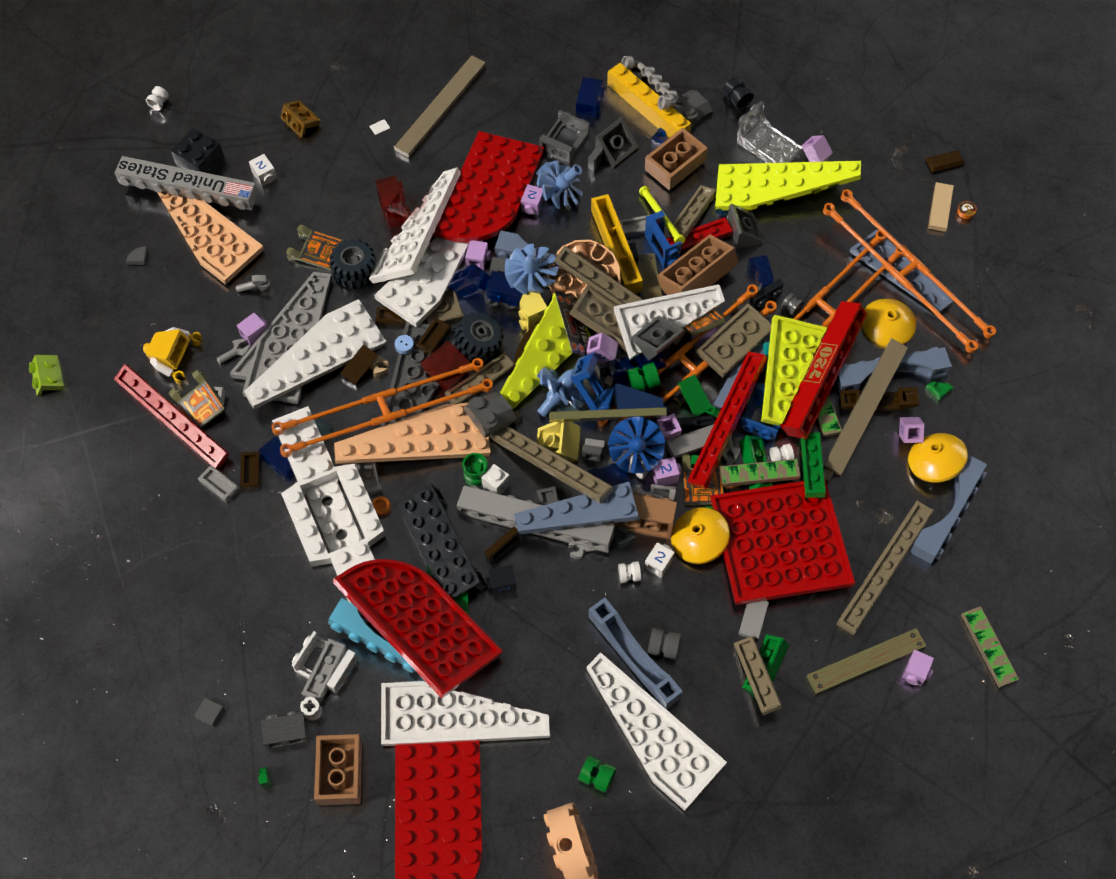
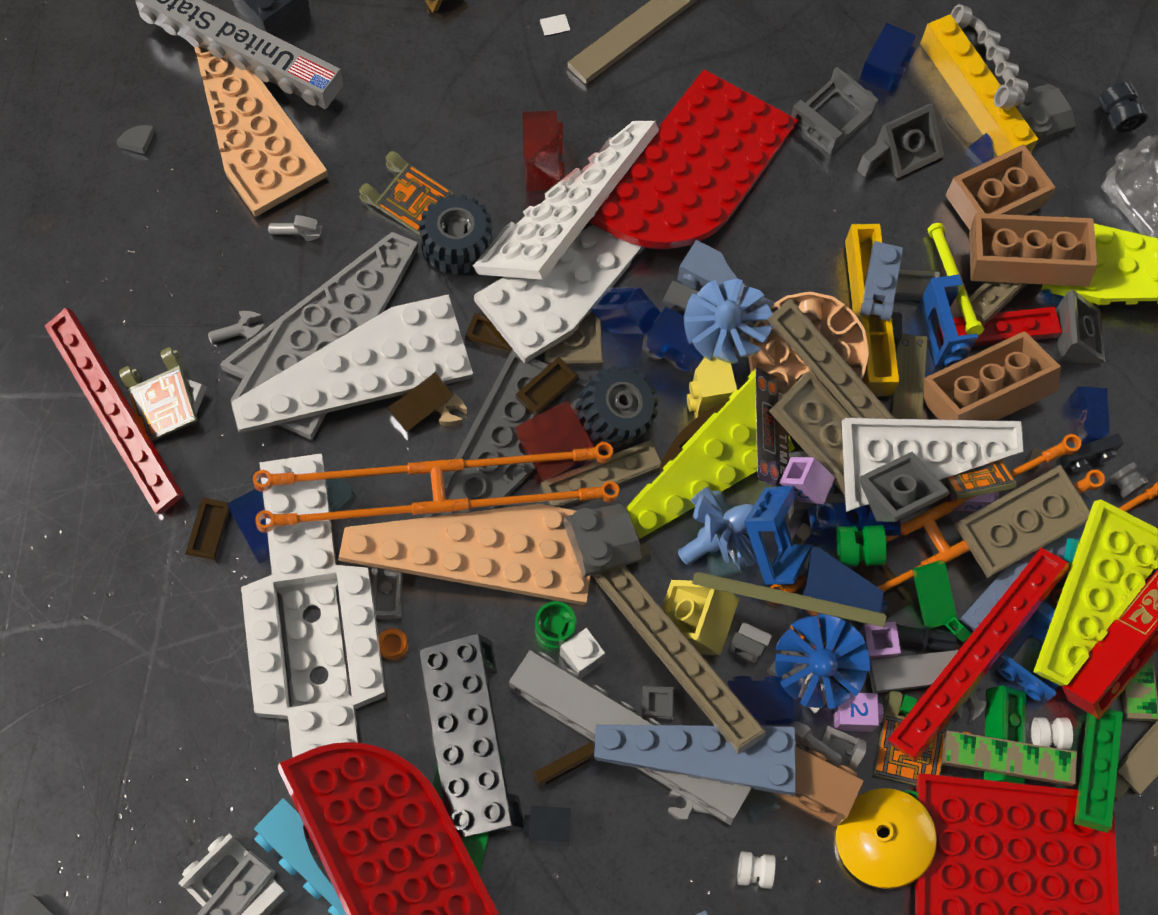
camera: 10 degrees right, 5 degrees up
(168, 349) = (137, 301): yellow torso -> none
(218, 483) = (155, 539): light grey tile -> none
(252, 328) = (274, 299): lavender brick -> none
(263, 170) = (360, 49): white brick -> none
(404, 344) = (498, 388): light blue tile -> none
(477, 254) = (650, 269): lavender brick -> none
(532, 200) = (758, 201): lavender brick -> none
(558, 181) = (805, 183): medium blue piece -> none
(617, 225) = (881, 280): none -> sand blue plate
(659, 559) = (810, 861): white brick -> none
(702, 186) = (1032, 249): none -> medium nougat brick

